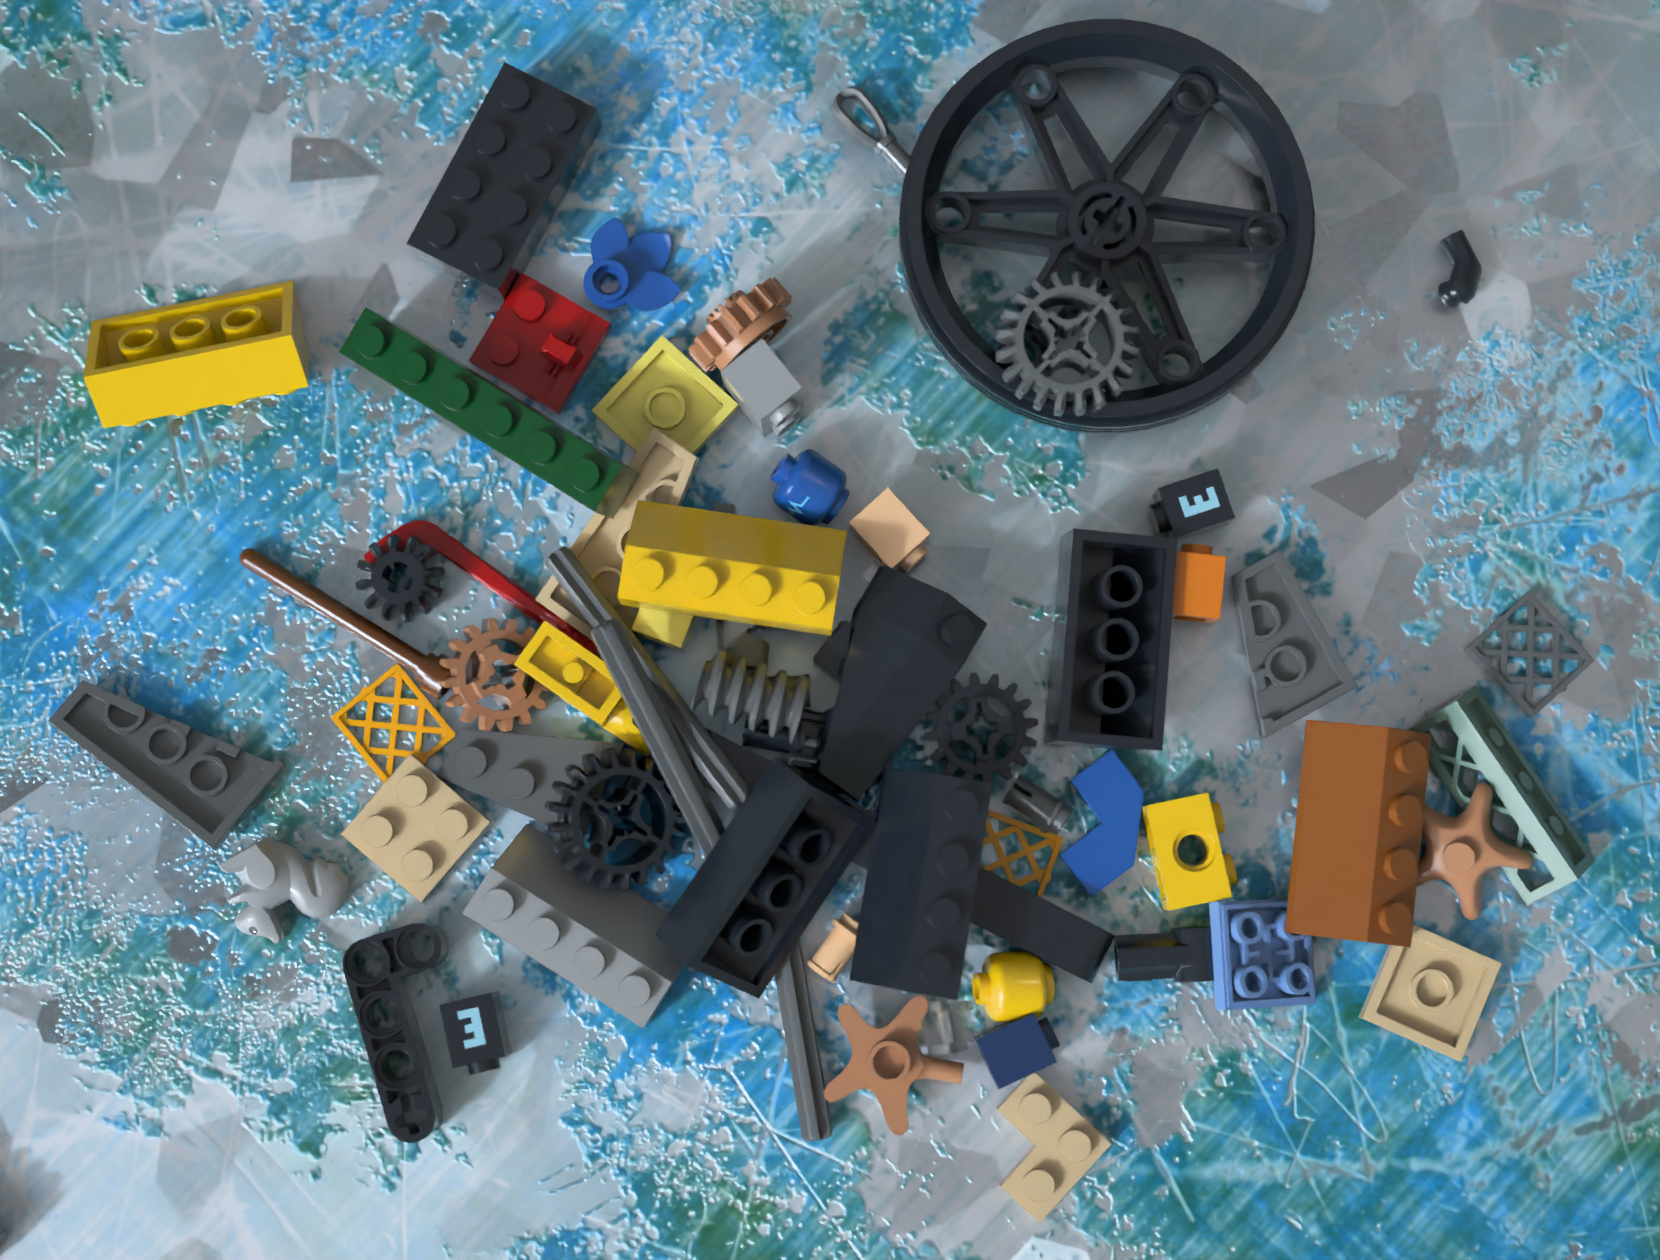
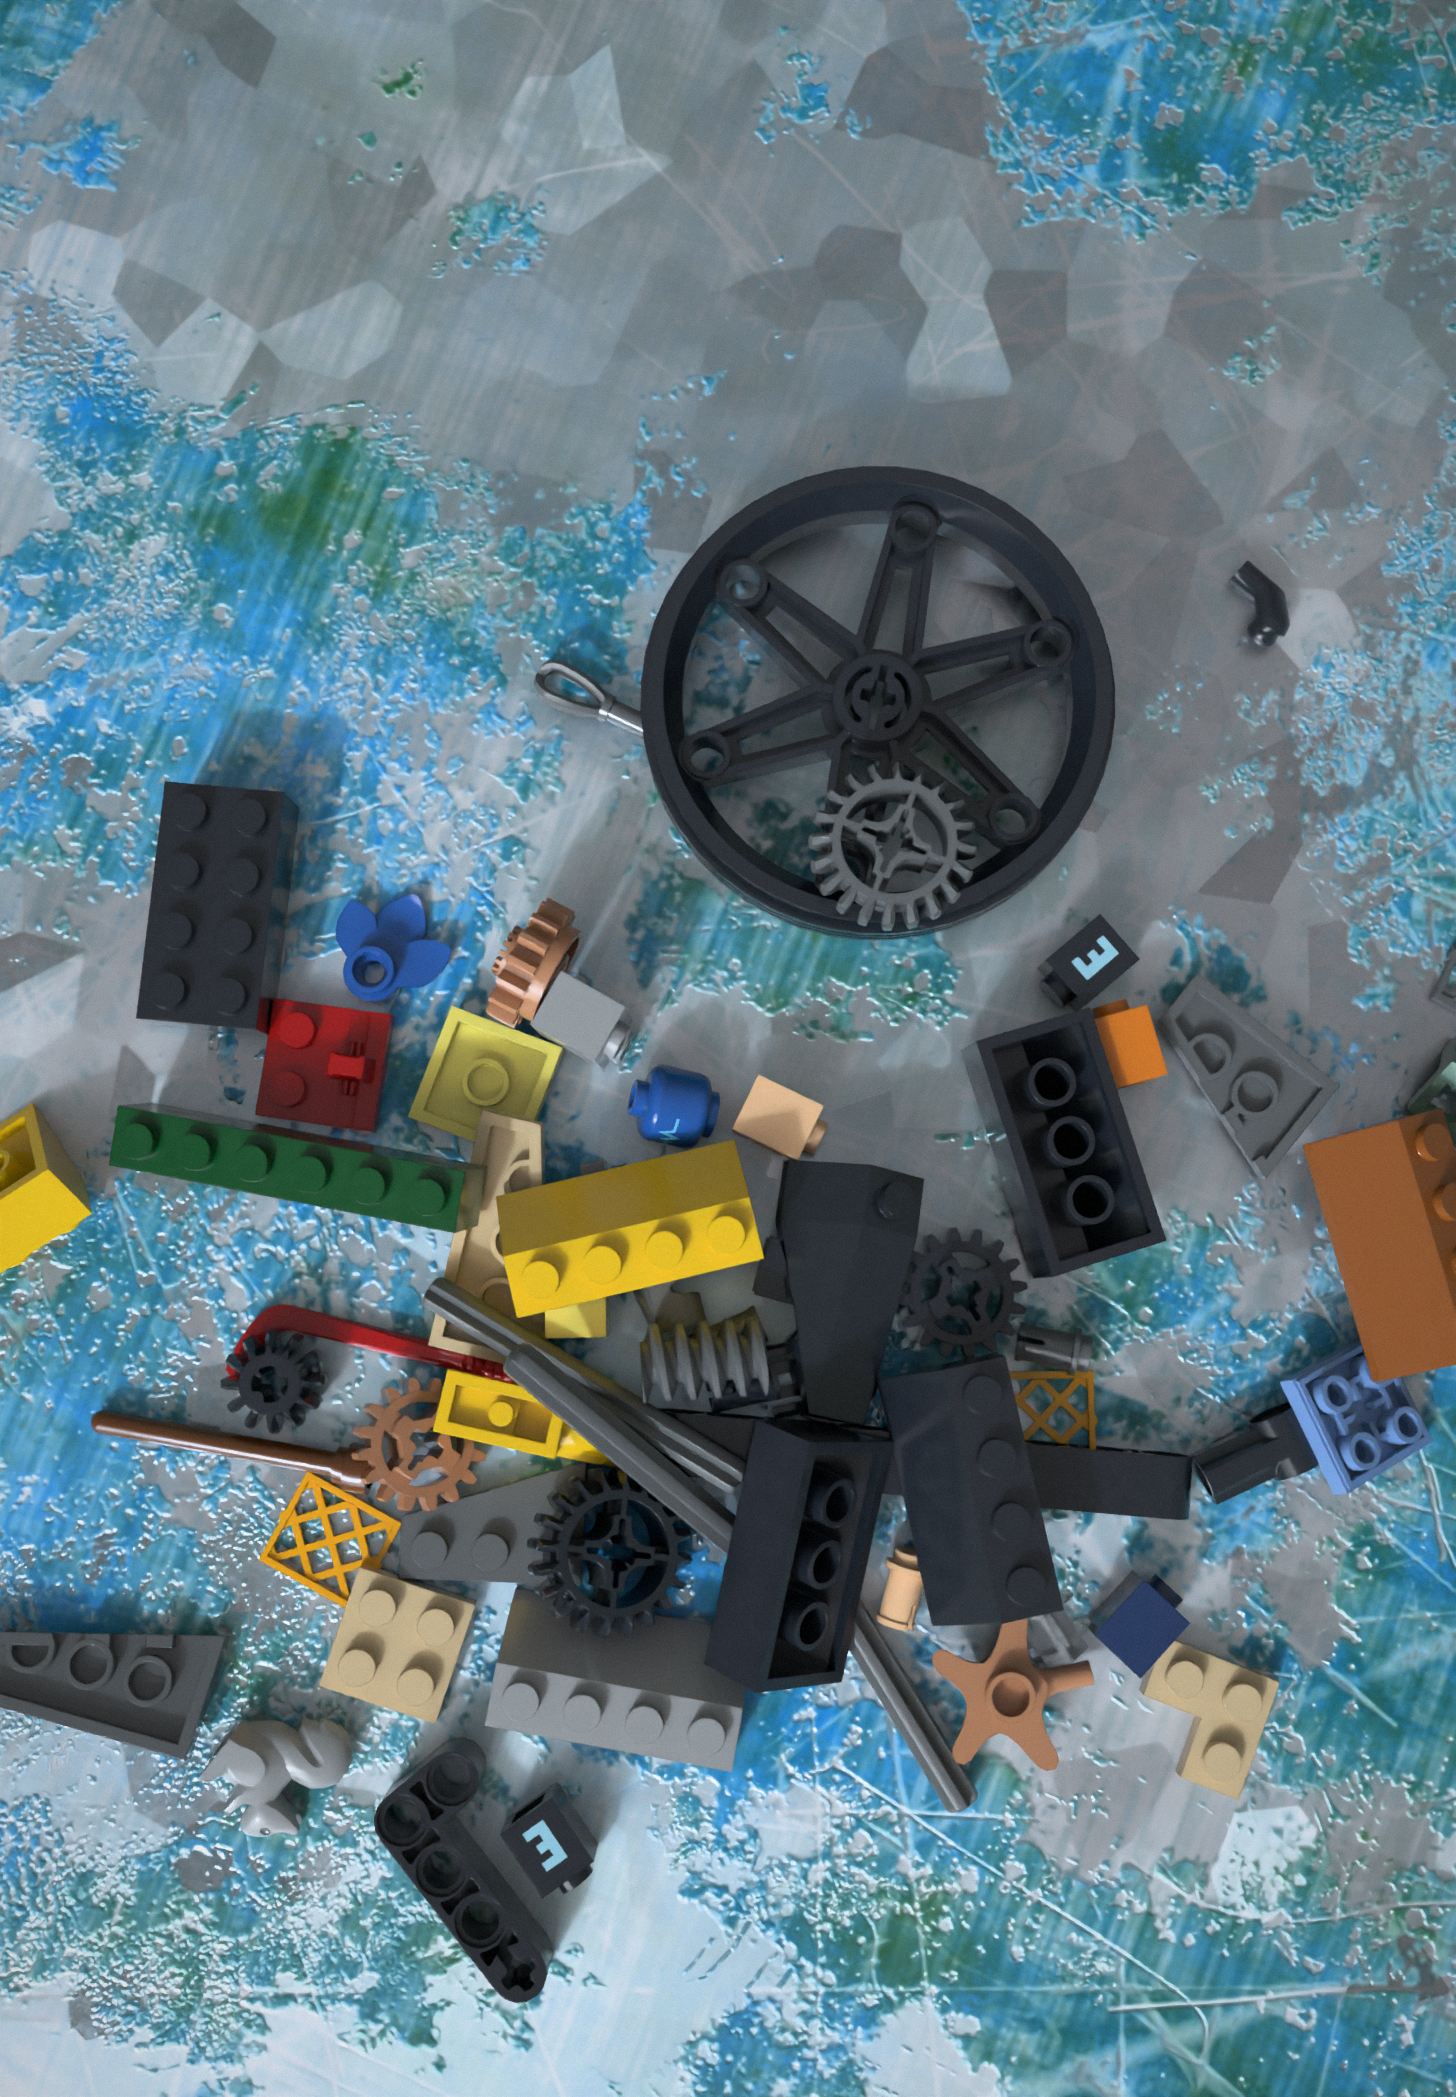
camera: 20 degrees left, 0 degrees up
(1013, 985) = (1107, 1555): yellow head -> none
(1117, 805) = (1147, 1358): blue tile -> none
(1177, 882) = (1199, 1318): yellow brick -> none

